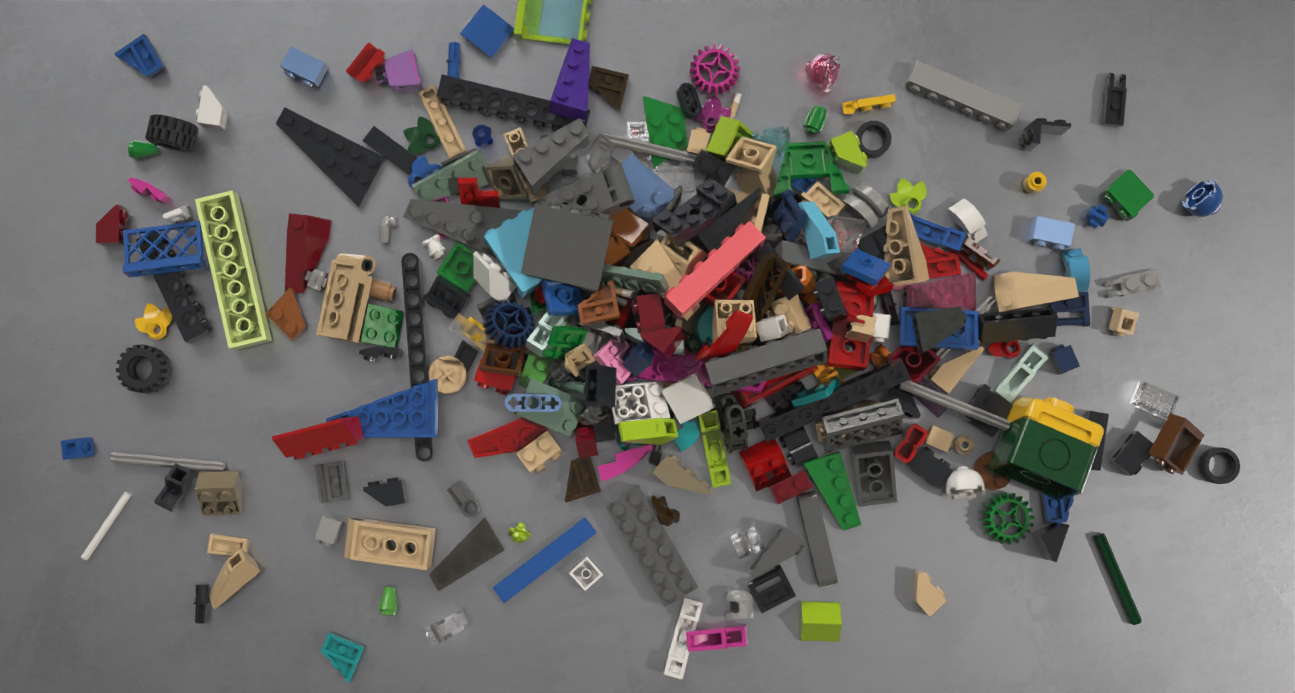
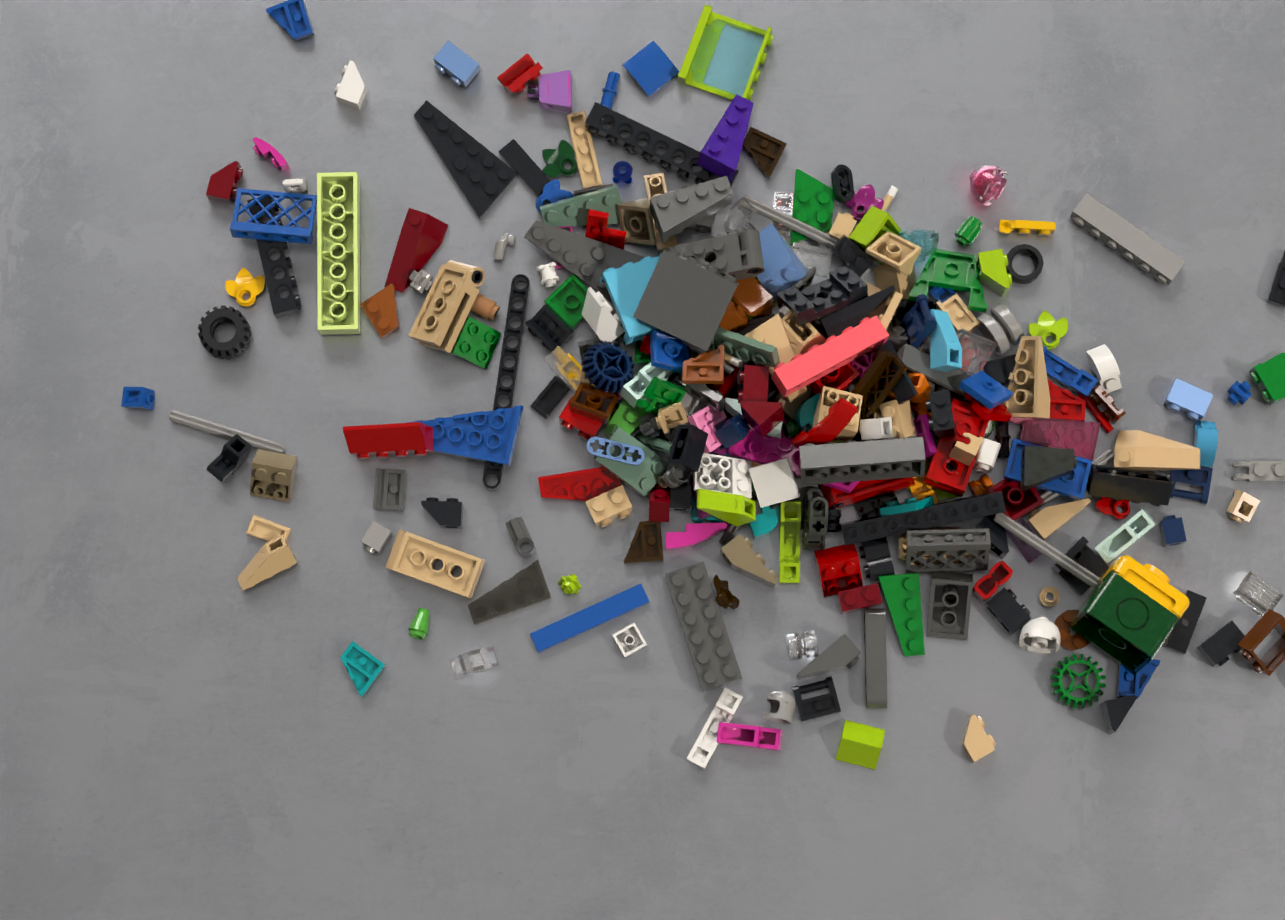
camera: 15 degrees right, 5 degrees down
(105, 526) = (149, 483): white bar -> none
(141, 149) = (272, 111): green cone -> none
(171, 133) = (308, 101): black tyre -> none
(201, 602) = (228, 582): black axle -> none
(373, 353) = (462, 368): black slope -> none
(450, 374) = (536, 406): tan tile -> none
(708, 67) = (868, 154): dark pink gear -> none
(939, 439) = (1025, 585): tan brick -> none
(1029, 184) = (1179, 350): yellow brick -> none
(1032, 132) = (1200, 288): black bracket -> none
(1118, 579) = (1179, 770): dark green axle -> none

